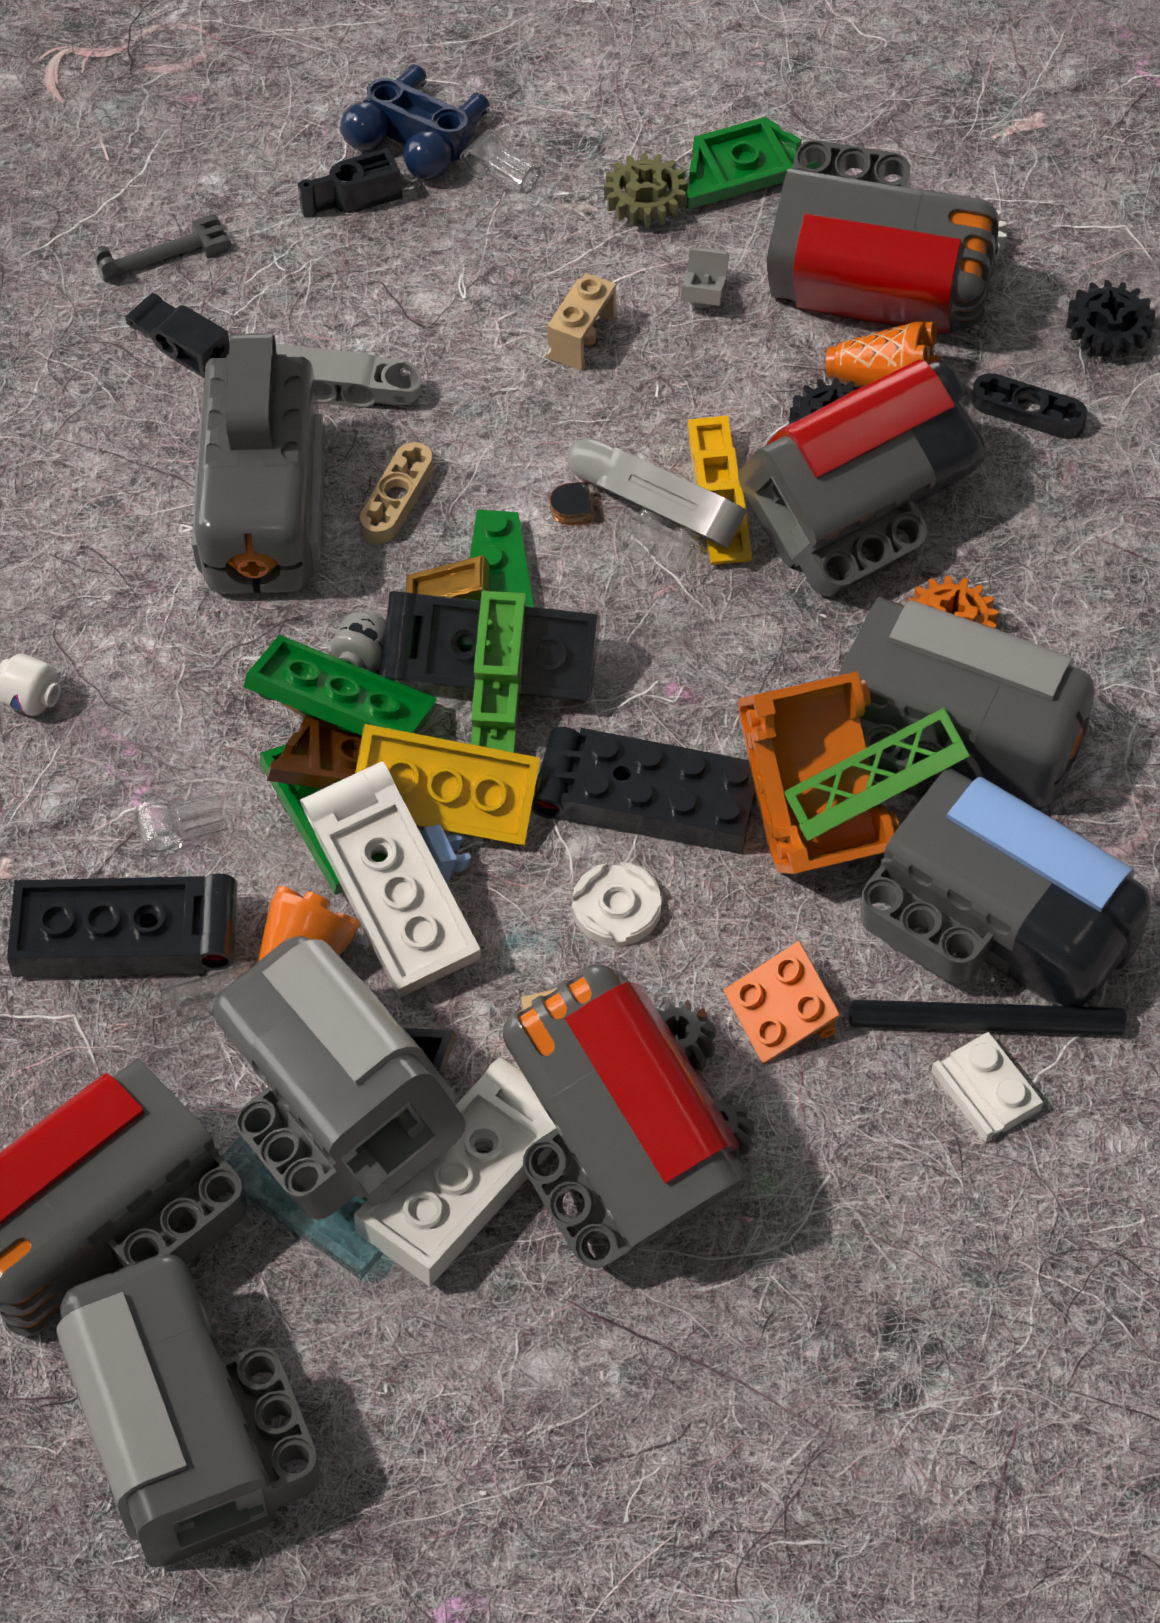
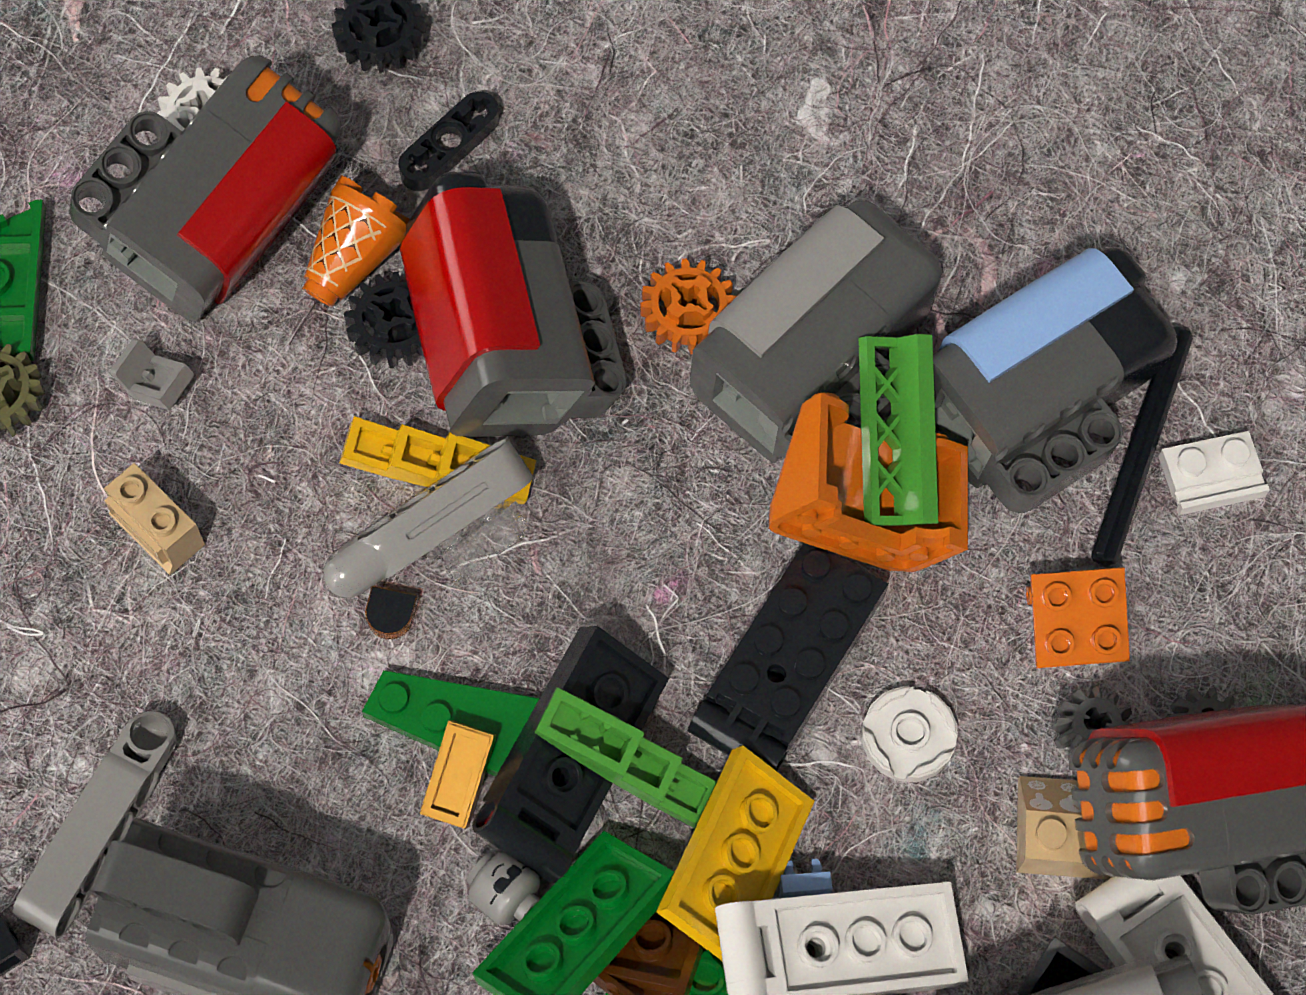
camera: 75 degrees left, 10 degrees up
(396, 509) = (332, 804): tan beam -> none

